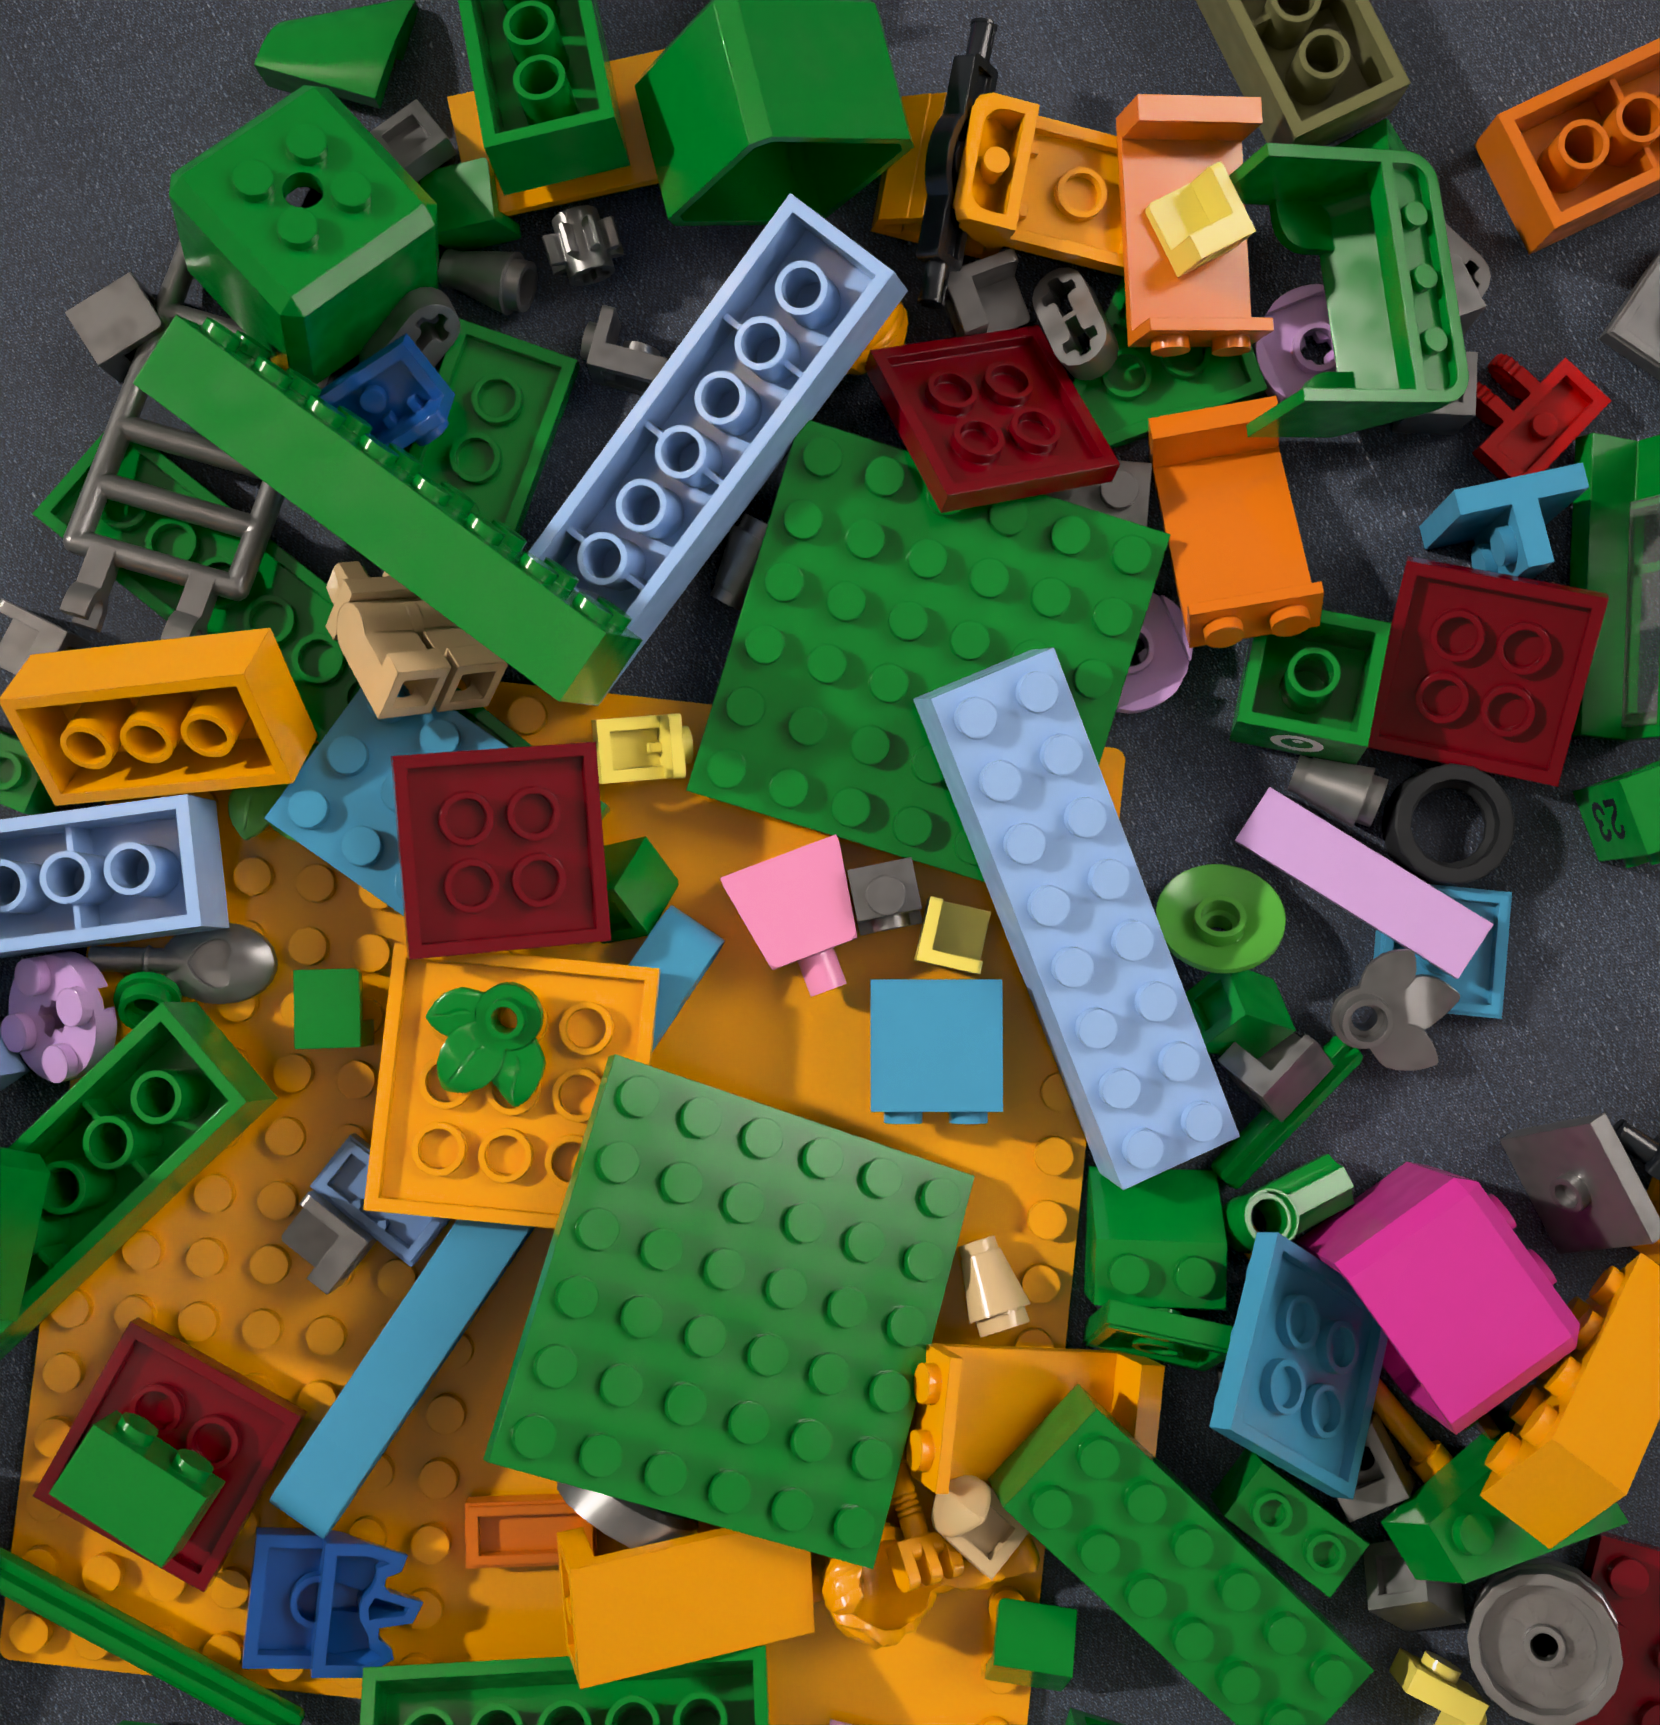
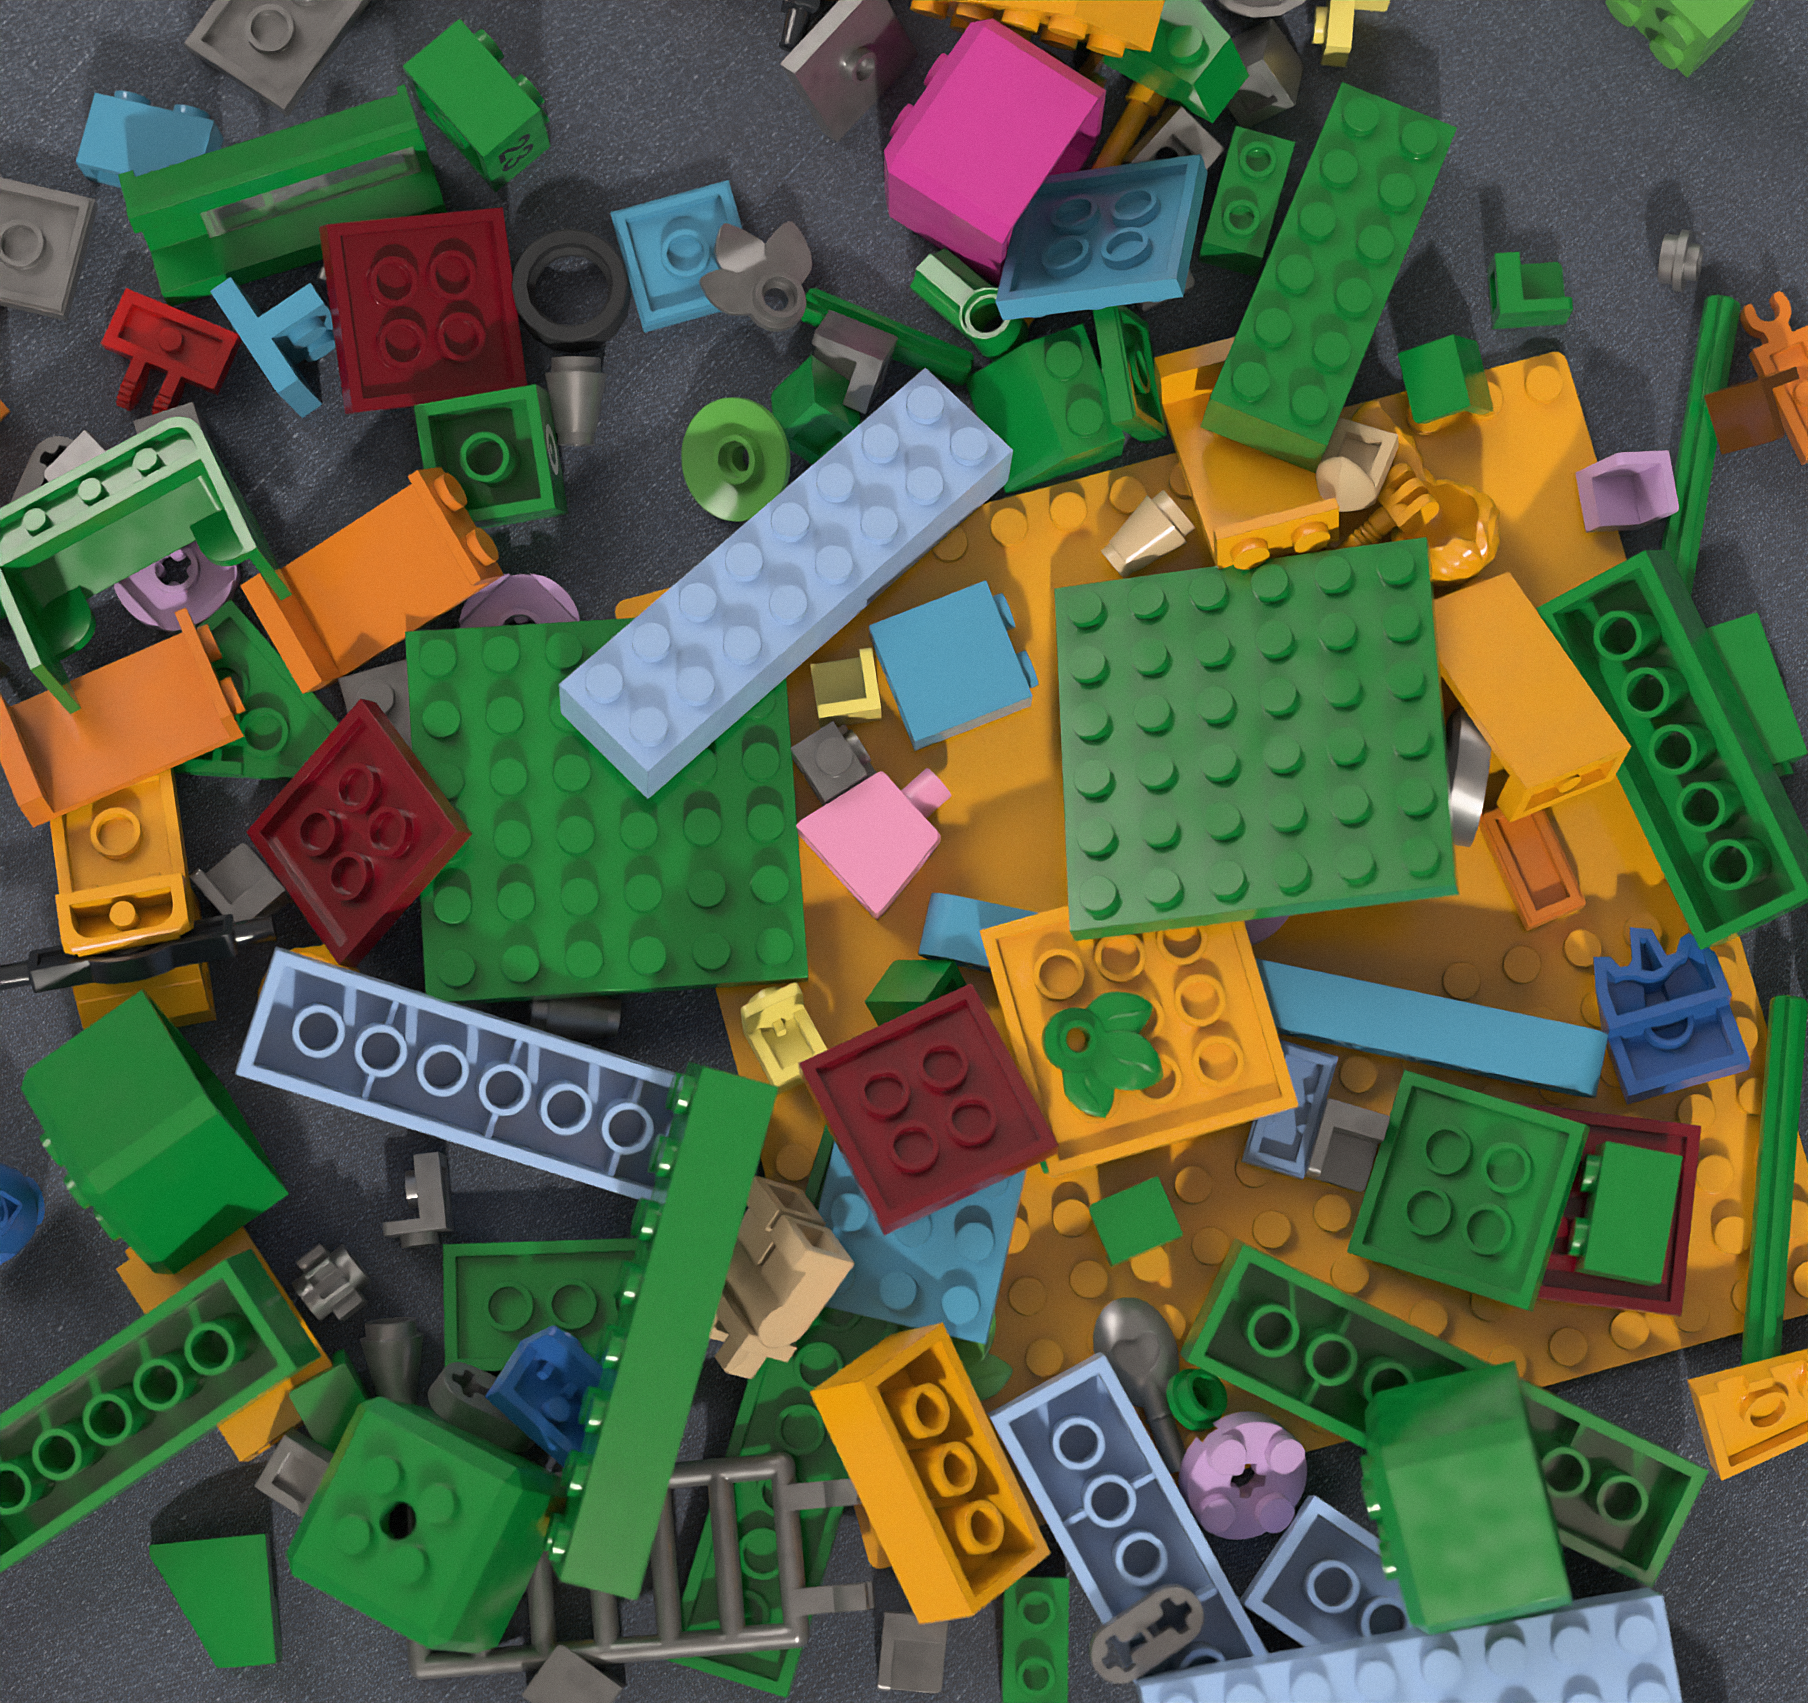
camera: 110 degrees left, 5 degrees down
(227, 1342) = (1468, 1190): none -> green plate
(1064, 329) = (244, 805): flat silver beam -> none
(1200, 220) = (107, 712): light yellow panel -> none
(1364, 883) = (653, 346): lavender tile -> none

